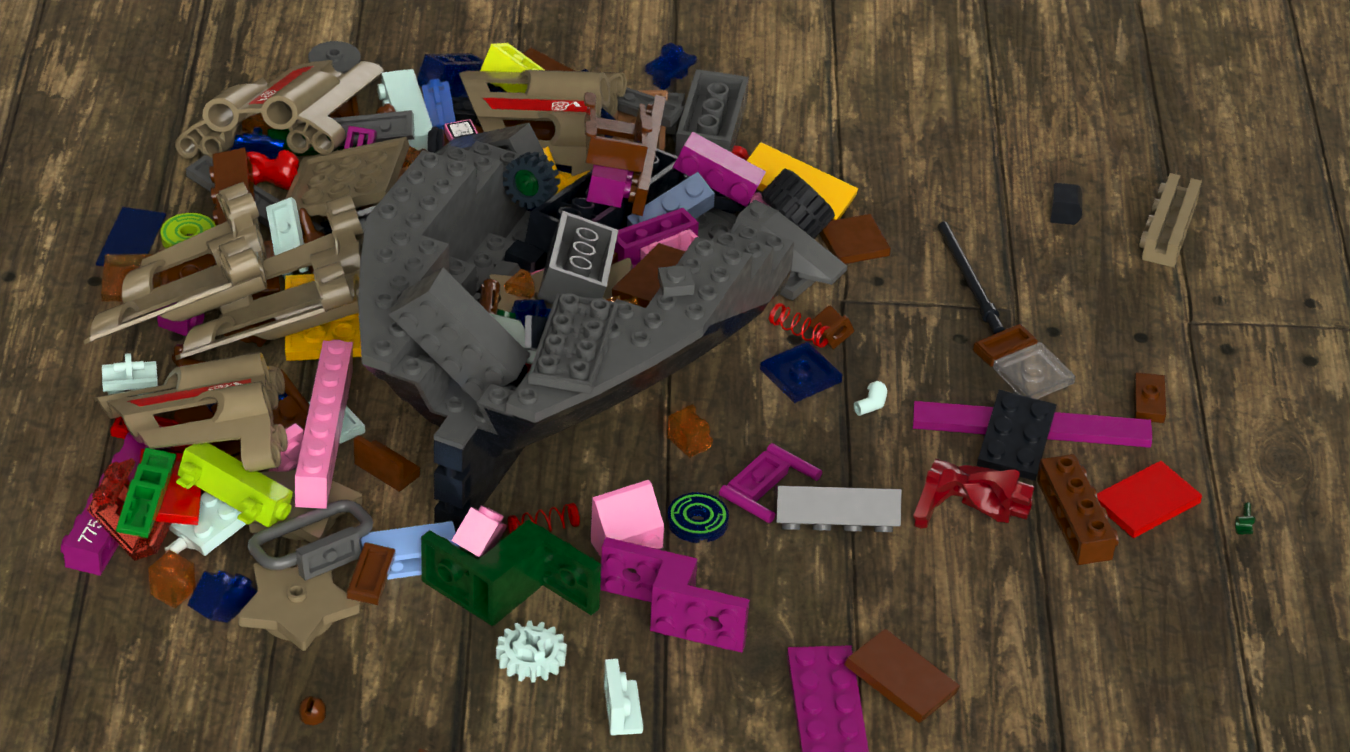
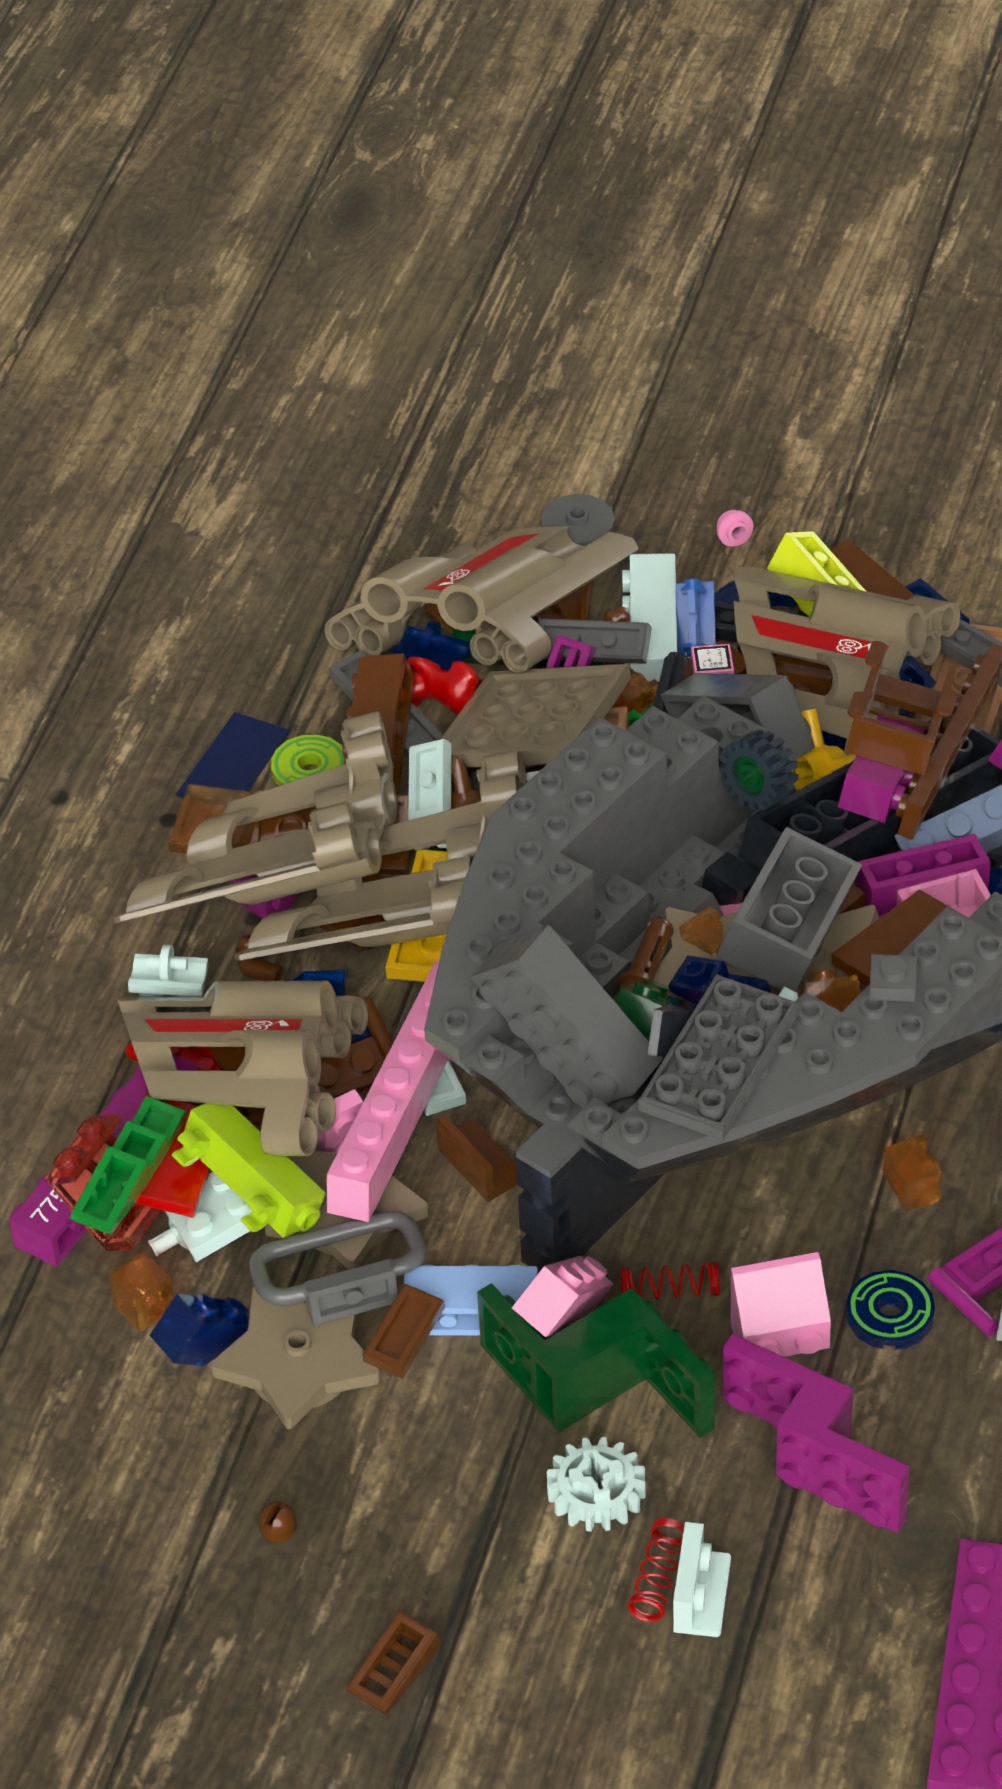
camera: 20 degrees right, 5 degrees up
(444, 45) = (728, 522): none -> bright pink plate
(447, 67) = (717, 556): clear blue slope -> none
(580, 715) = (661, 1537): none -> red piece

